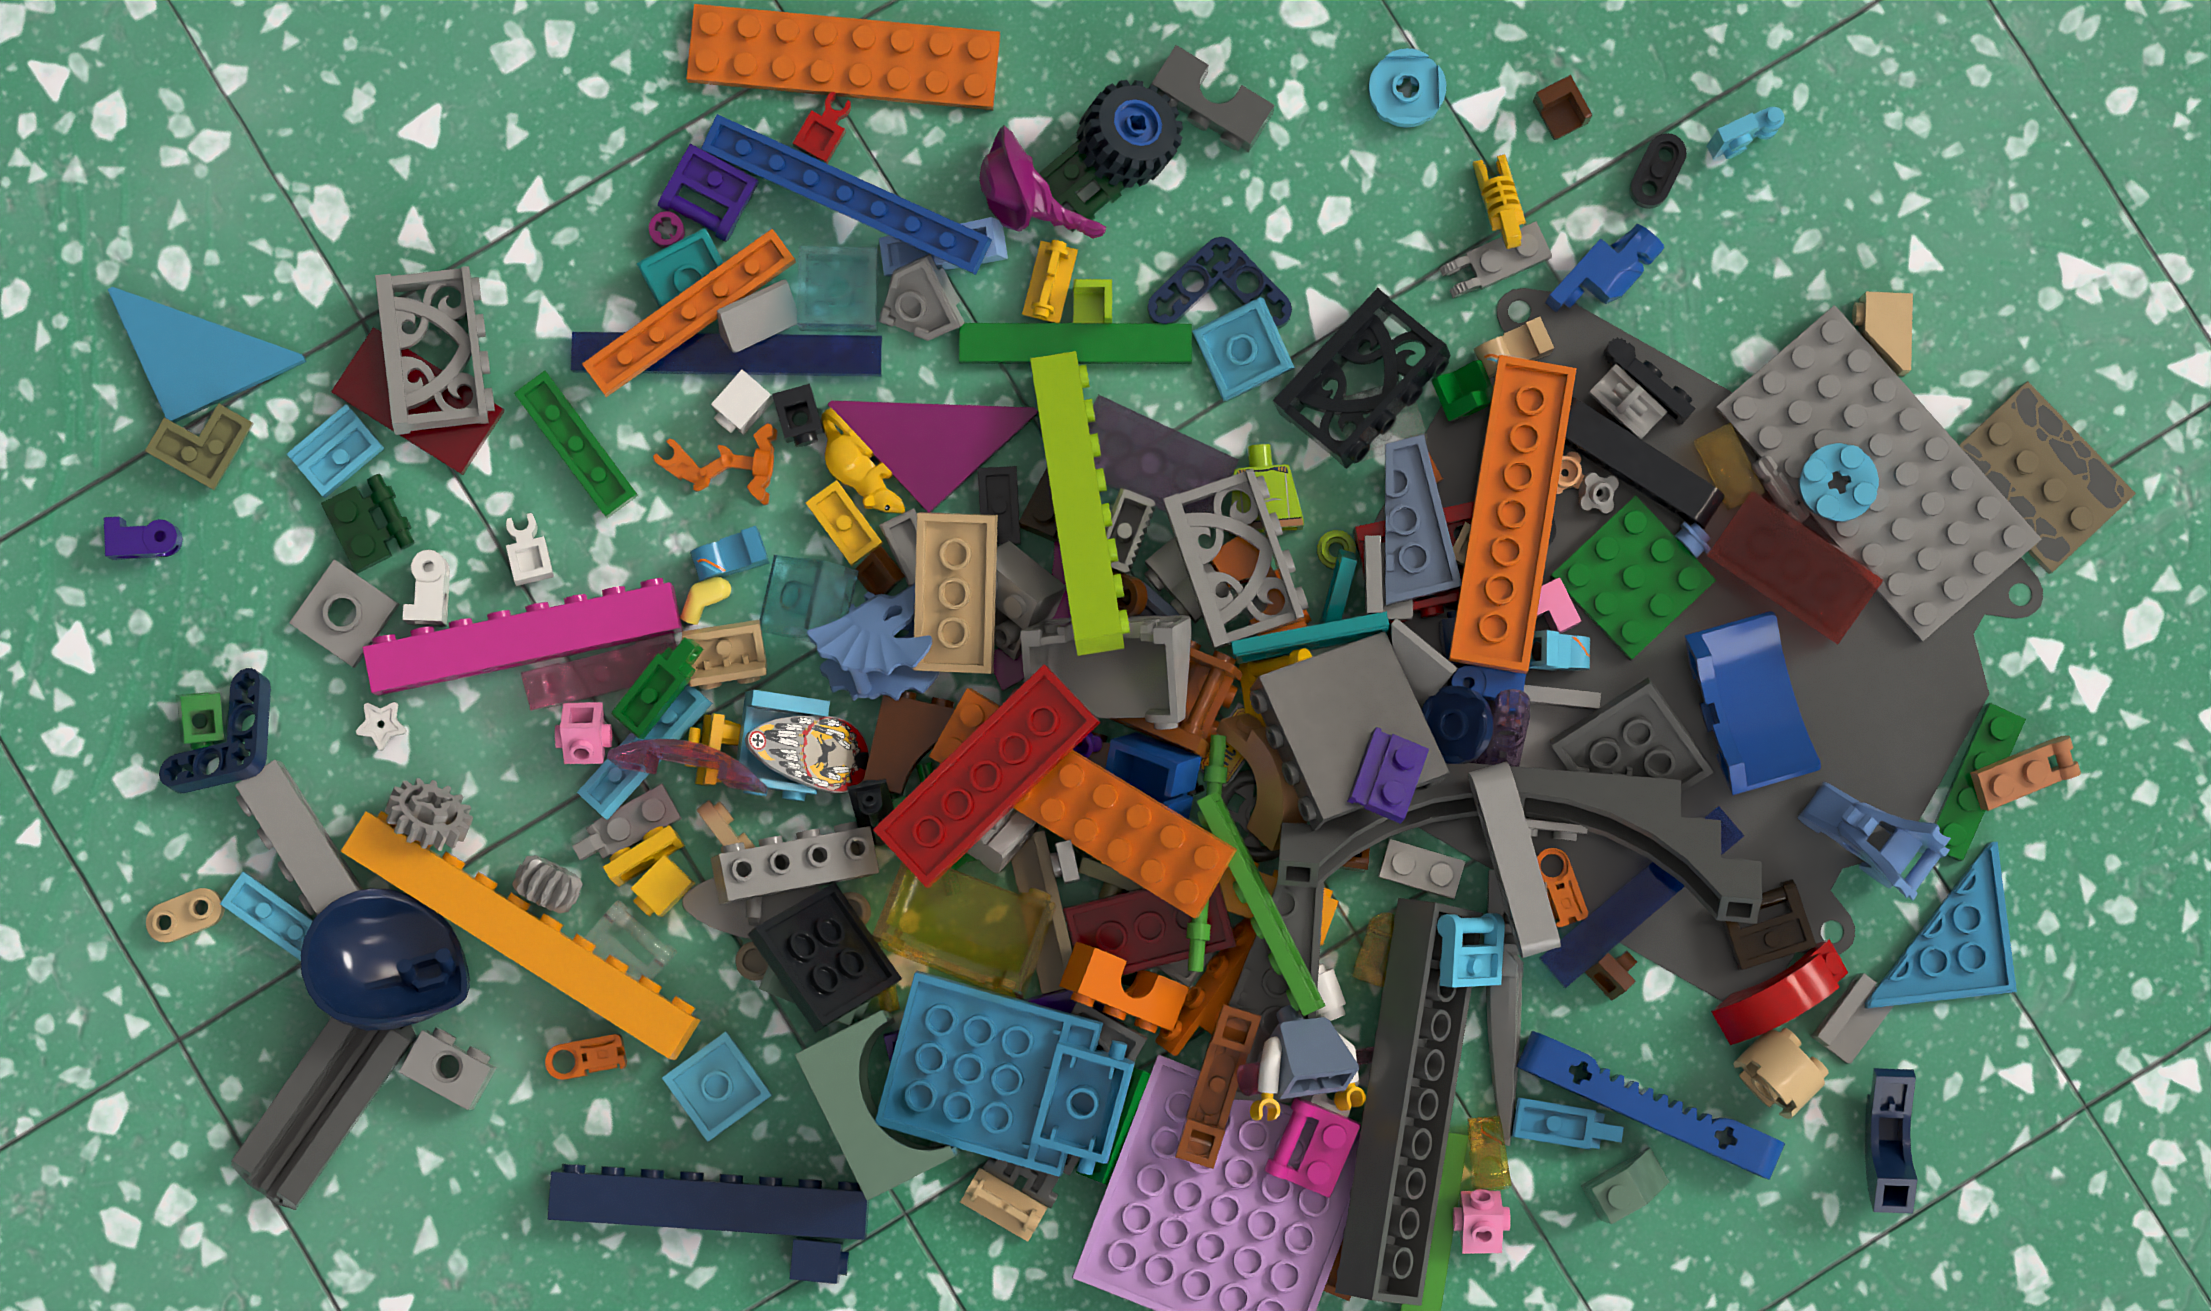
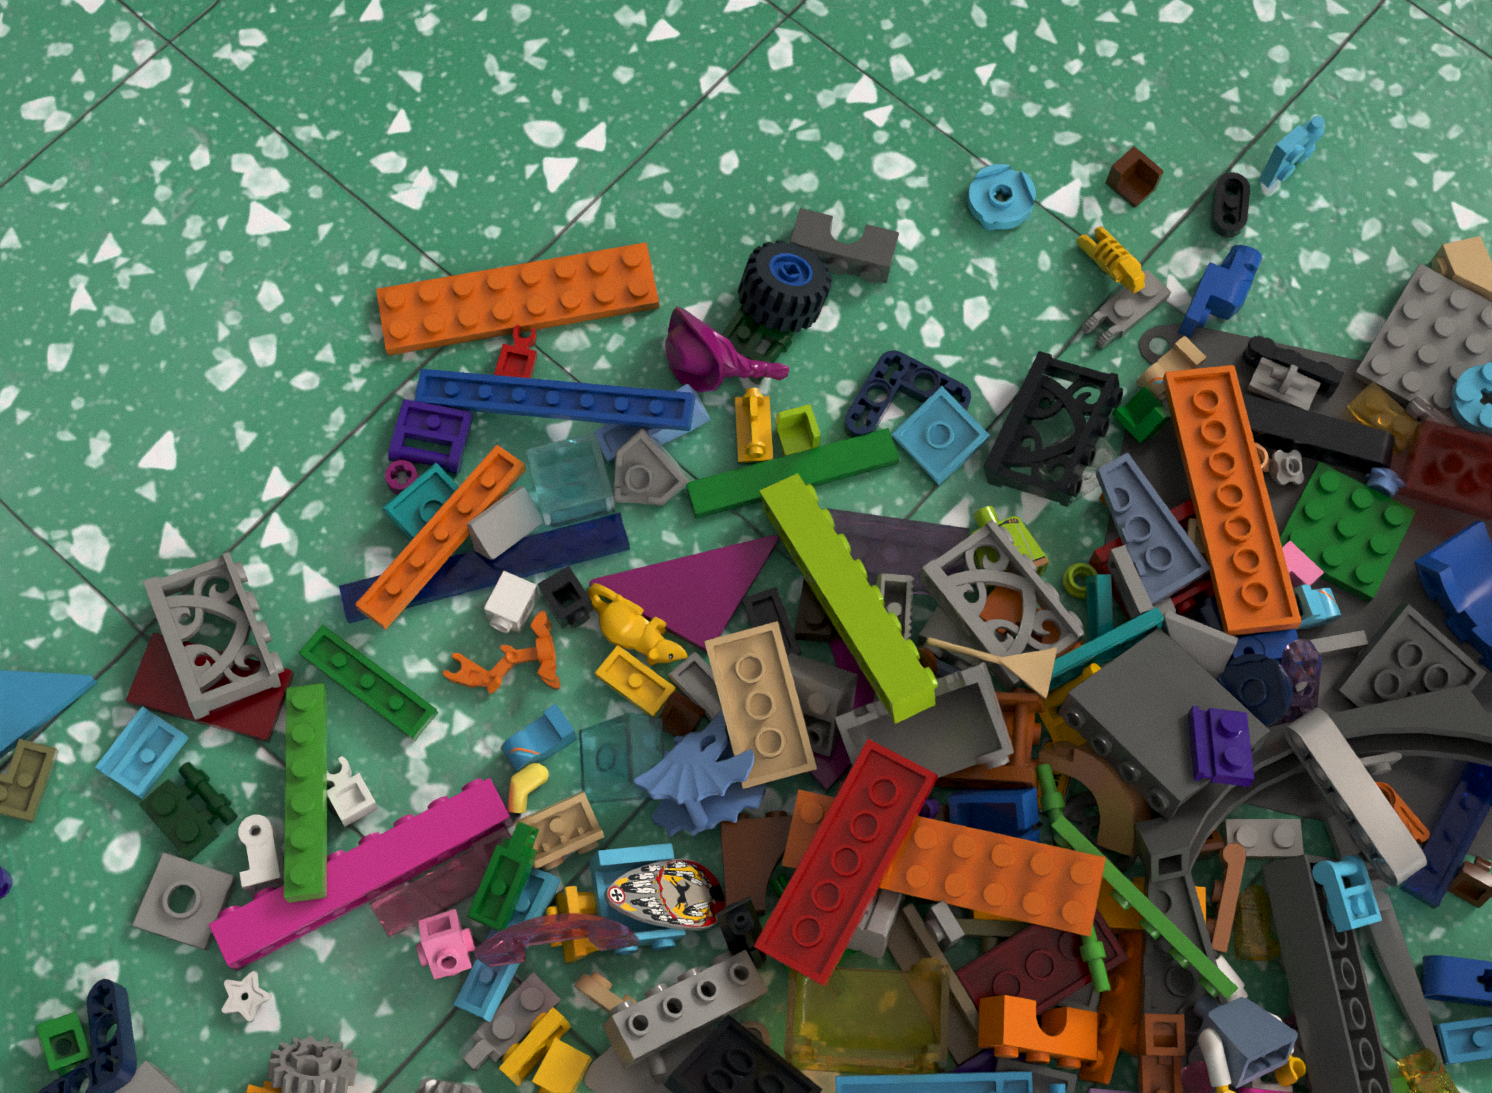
camera: 20 degrees left, 15 degrees down
(486, 541) = (306, 794): none -> bright green plate
(1235, 636) = (1032, 667): none -> tan piece
(1357, 914) = (1225, 896): none -> nougat plate

